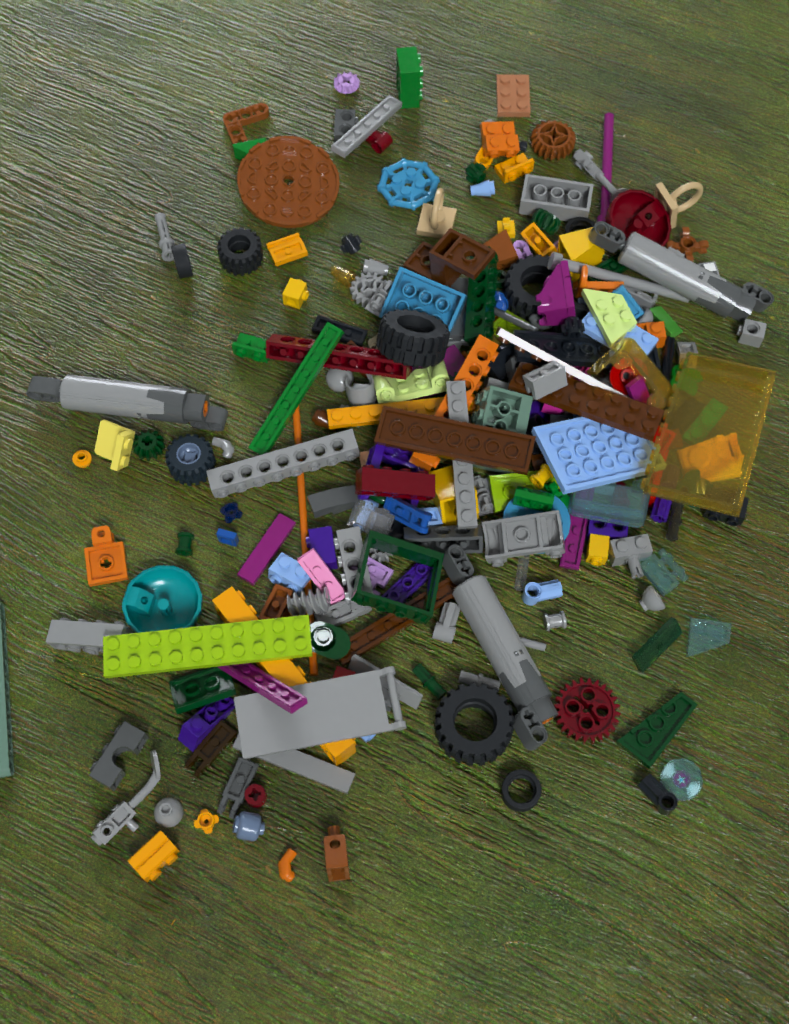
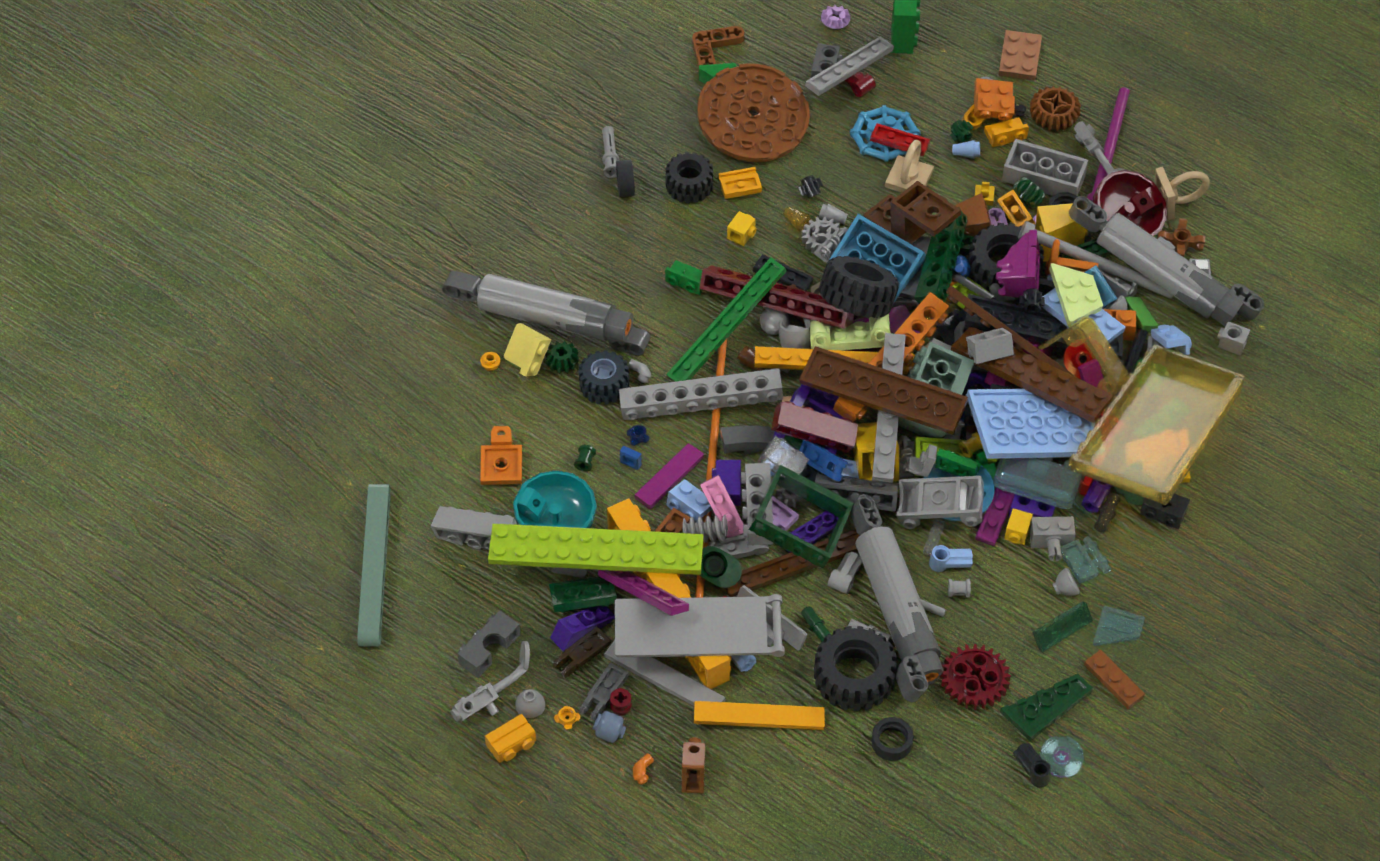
camera: 10 degrees right, 10 degrees down
(390, 788) = (759, 715): none -> light orange tile
(421, 188) = (897, 138): none -> red tile
(503, 503) = (925, 463): none -> light grey bracket
(700, 342) = (1172, 337): none -> light blue bracket
(714, 690) = (1114, 679): none -> dark orange plate

